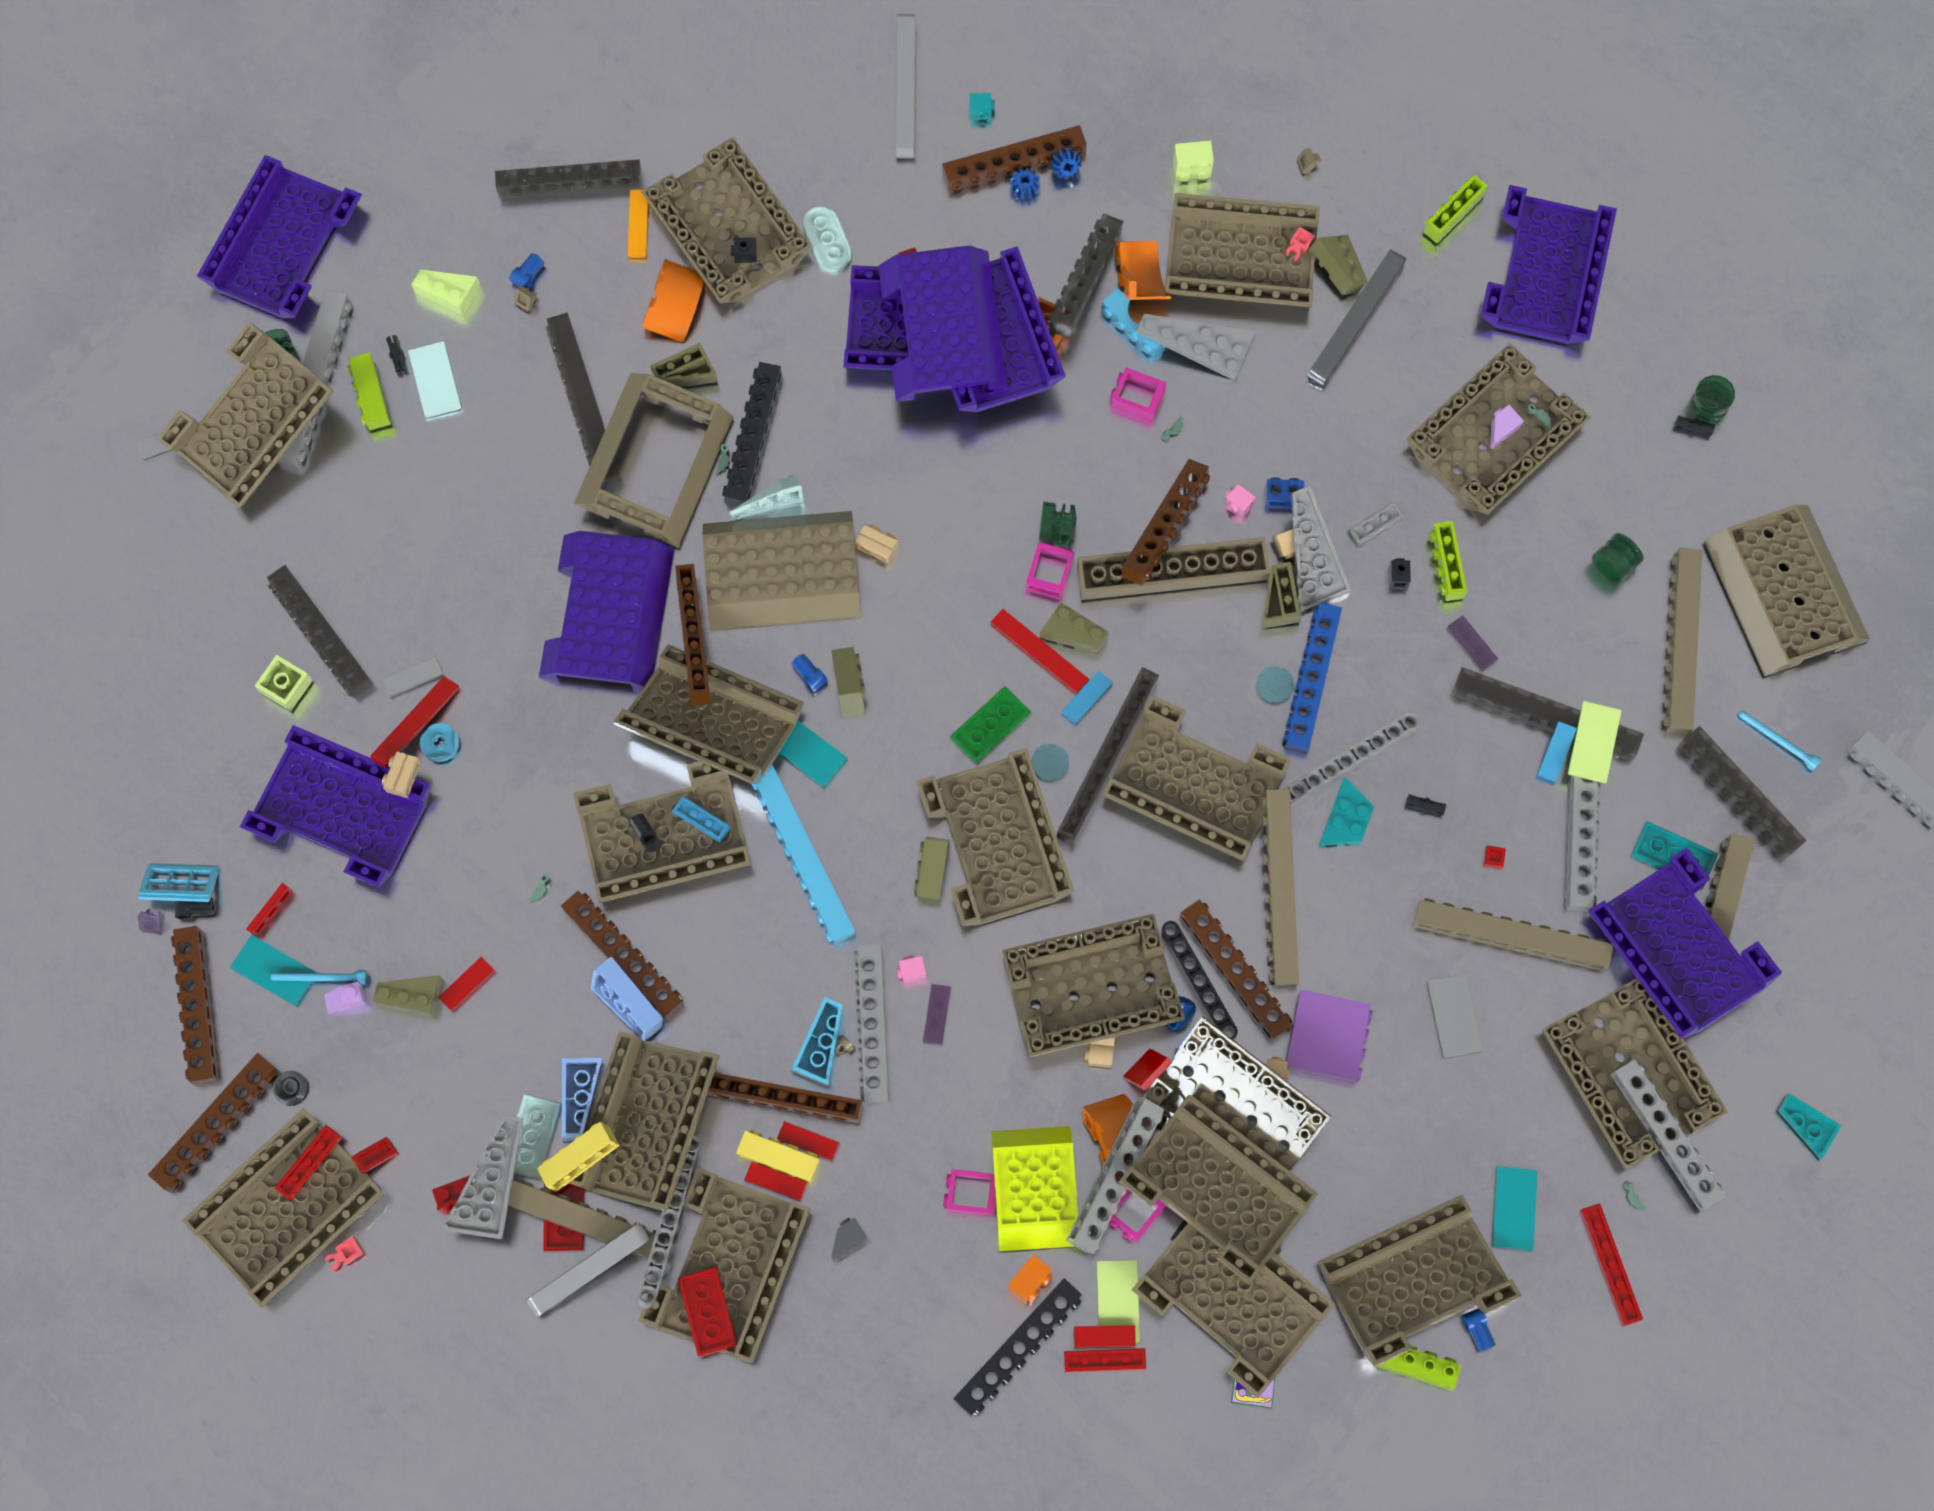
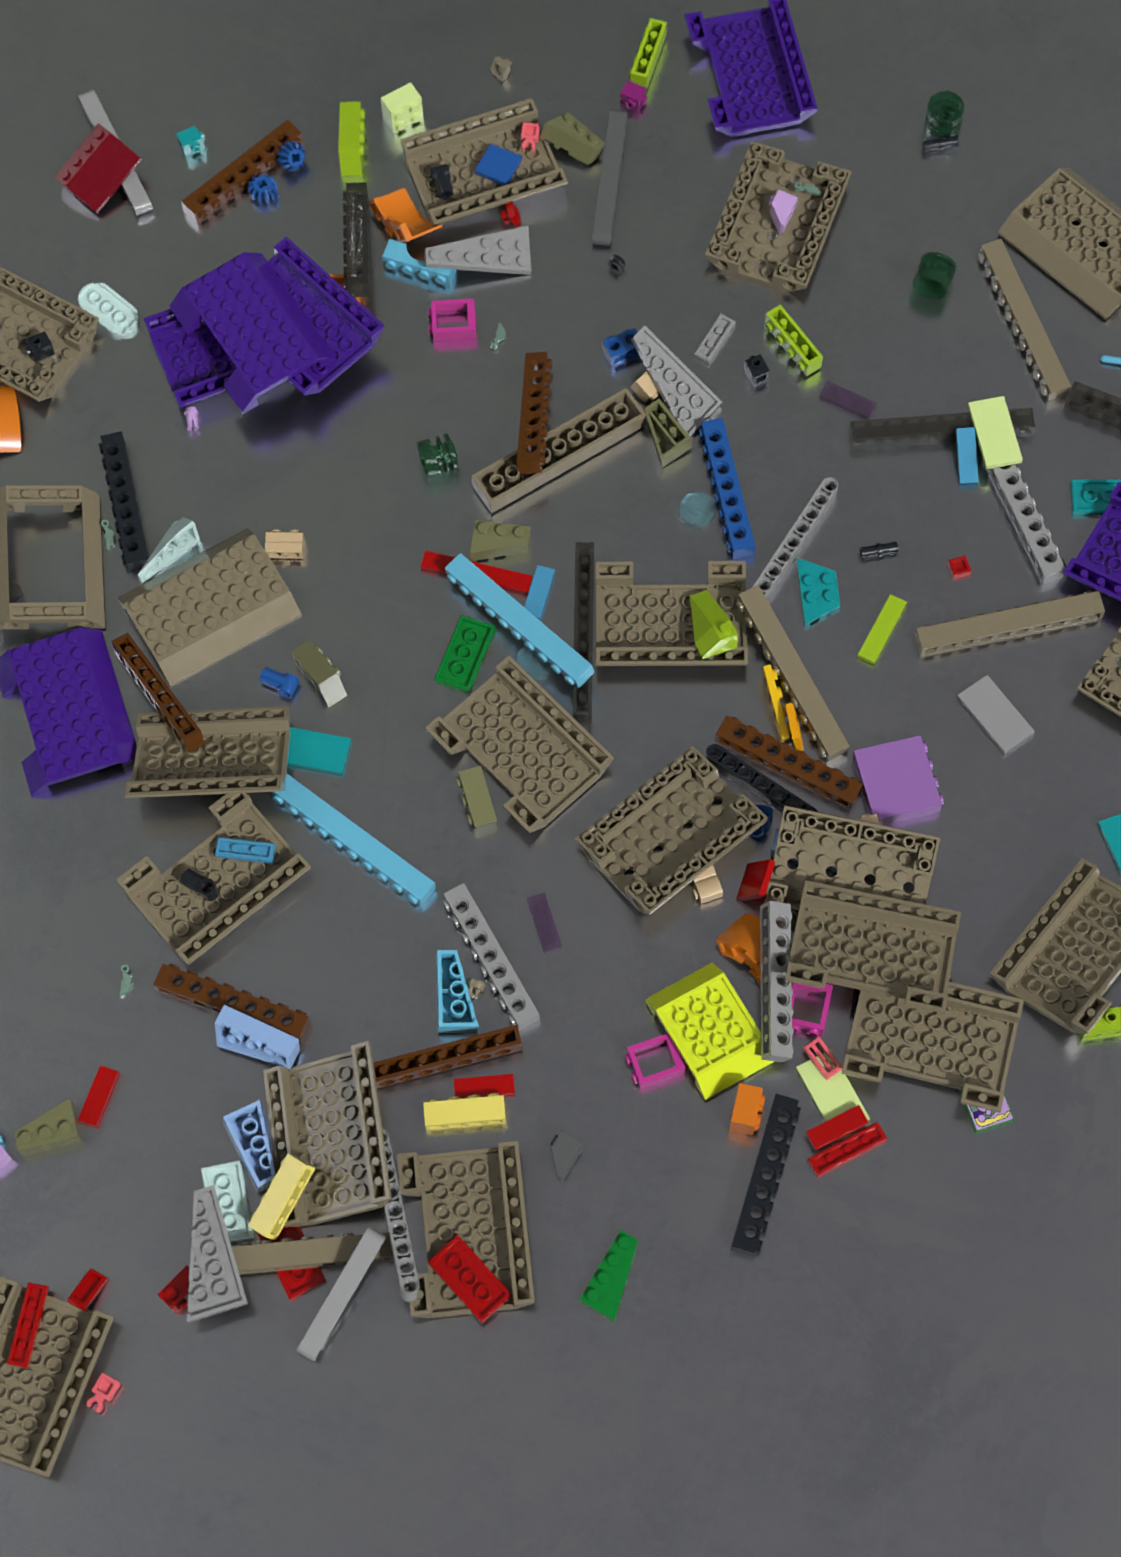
camera: 25 degrees left, 5 degrees down
(686, 368) = (37, 467): olive wedge -> none
(775, 1181) = (472, 1136): red tile -> none
(834, 1371) = (610, 1278): none -> green wing
(852, 379) = (191, 416): none -> lavender pin
(880, 96) = (97, 168): none -> dark red slope
(911, 969) = (502, 893): bright pink brick -> none
(1046, 587) = (455, 515): dark pink window -> none
(1052, 718) = (519, 621): none -> medium azure brick
(1131, 169) = (351, 138): none -> lime wedge
(1132, 1263) = (832, 1072): none -> coral tile
(1195, 247) = (441, 178): none -> black piece
(1227, 807) = (711, 626): none -> lime wedge
(1239, 500) = (587, 369): bright pink brick -> none
(1245, 313) = (511, 214): none -> red tile
(1254, 901) = (780, 711): none -> yellow wing
(1256, 258) = (498, 165): none -> blue tile
(1256, 941) = (794, 727): none -> light orange tile
(1320, 407) = (616, 263): none -> black bush
(1389, 883) = (882, 629): none -> lime tile
(1420, 244) = (633, 95): none -> magenta brick

